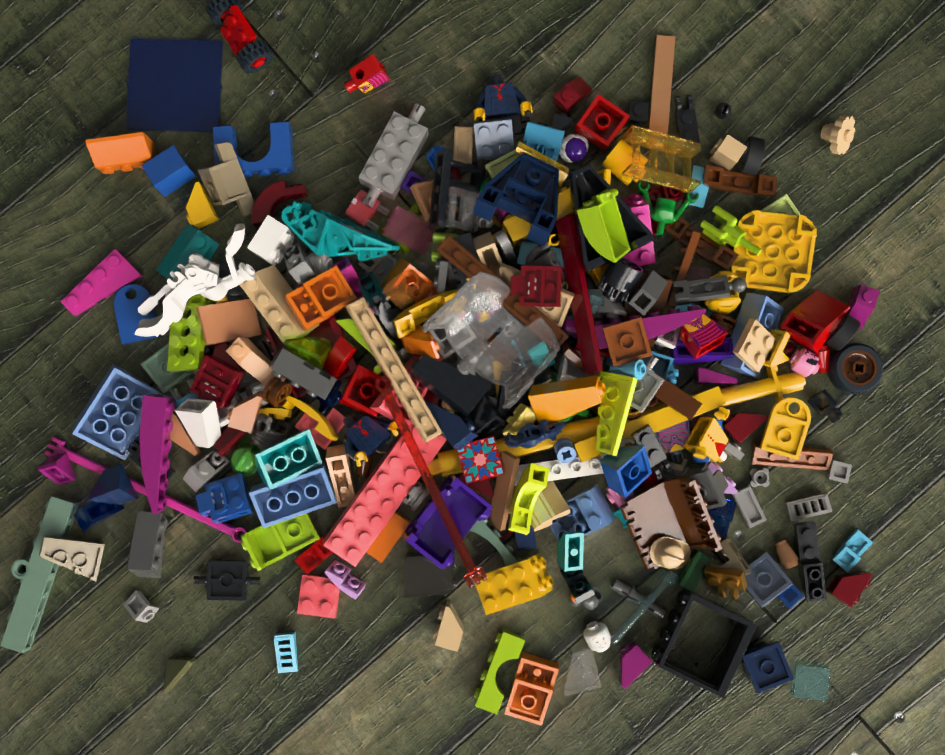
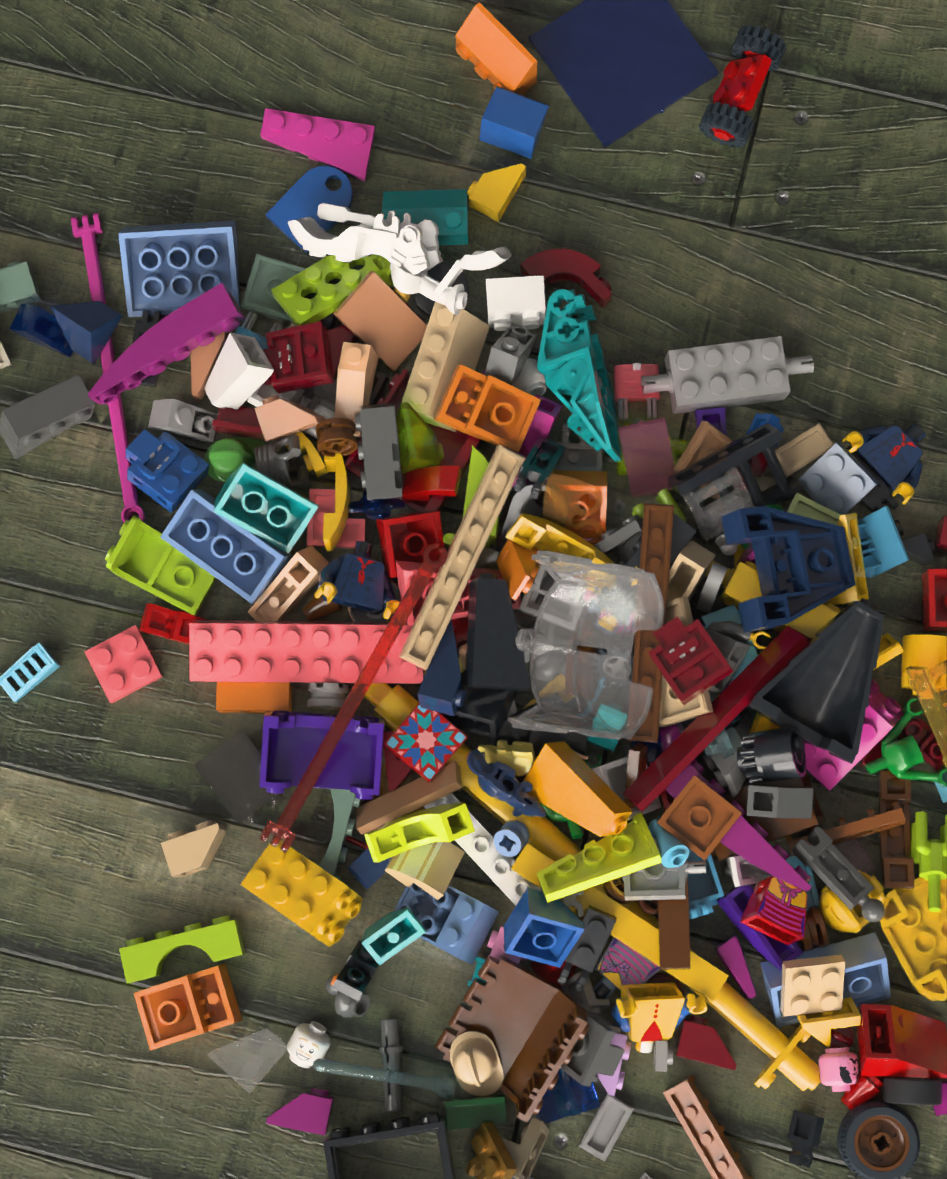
camera: 55 degrees right, 5 degrees down
(58, 469) = (64, 247): magenta slope -> none
(226, 180) = (550, 198): dark tan plate -> none
(227, 580) = (67, 539): black plate -> none
(279, 158) = (623, 240): blue arch -> none
(341, 577) = (165, 672): lavender slope -> none
(367, 75) = (802, 273): red torso -> none
(573, 148) = (899, 587): dark purple hair -> none
(604, 225) = (822, 688): lime piece -> none
(764, 481) = (661, 1115): light grey plate -> none
(786, 430) = (734, 1103): yellow tile -> none

